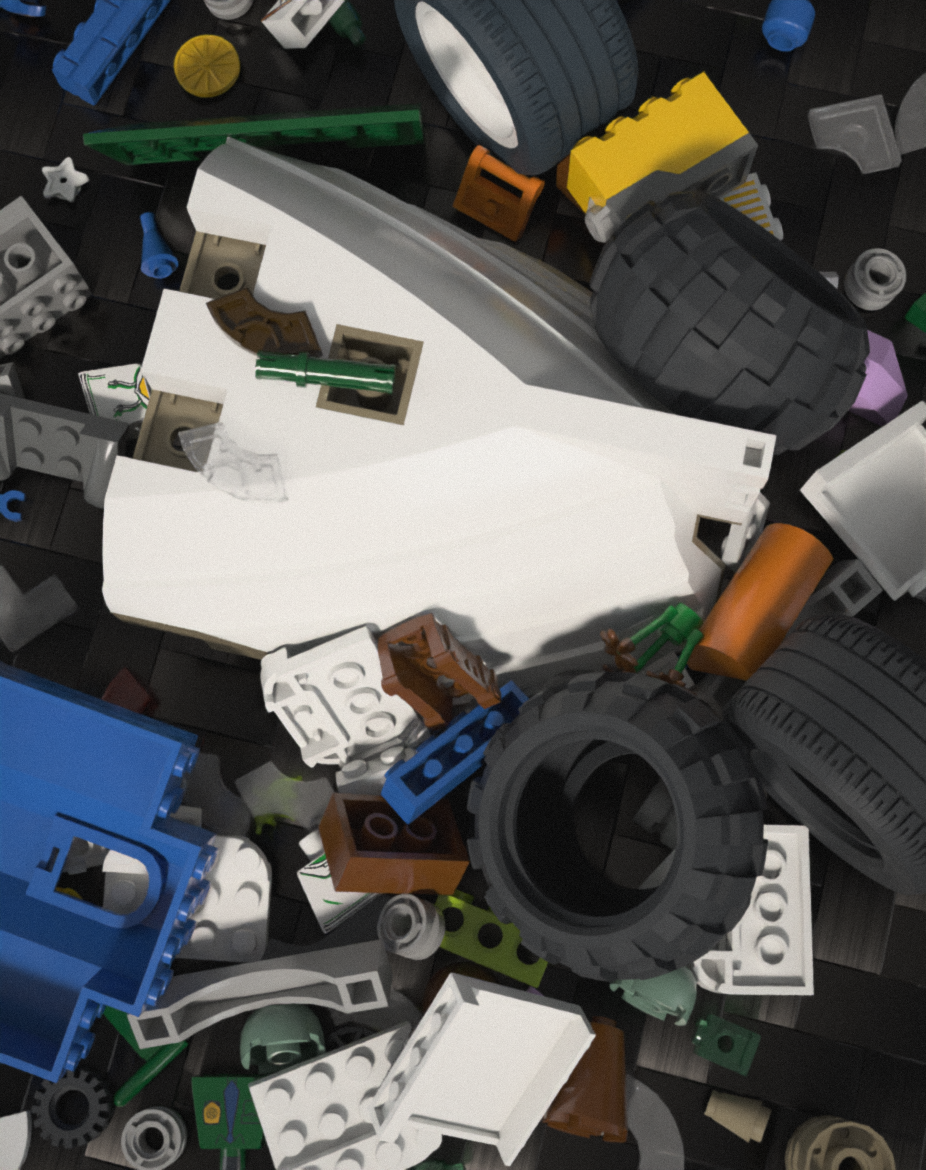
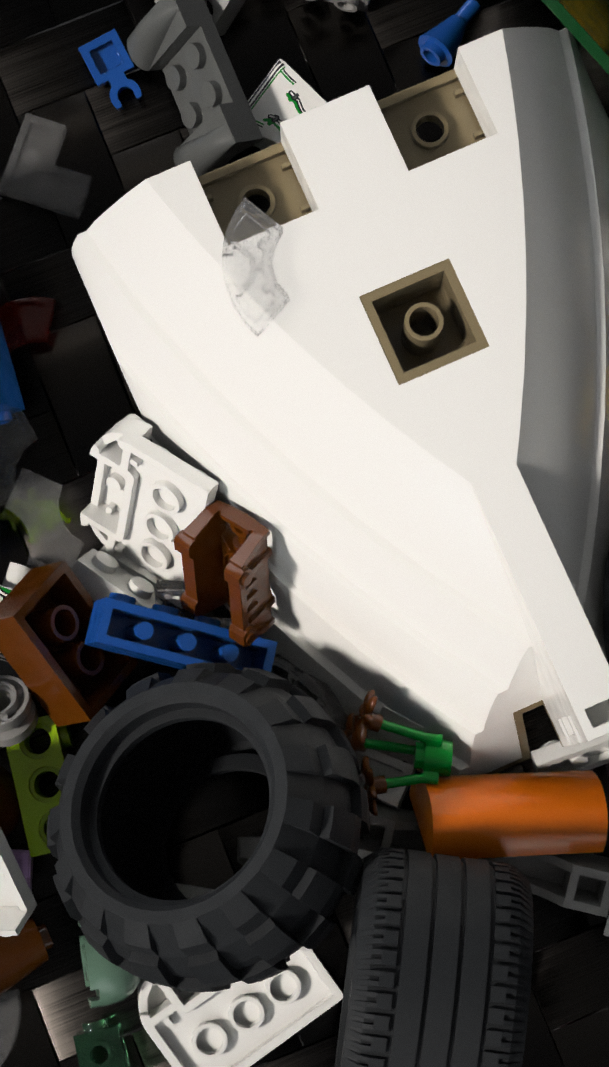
camera: 50 degrees right, 5 degrees up
(259, 328) = (393, 200): dark brown tile -> none
(324, 371) = (393, 281): dark green pin -> none

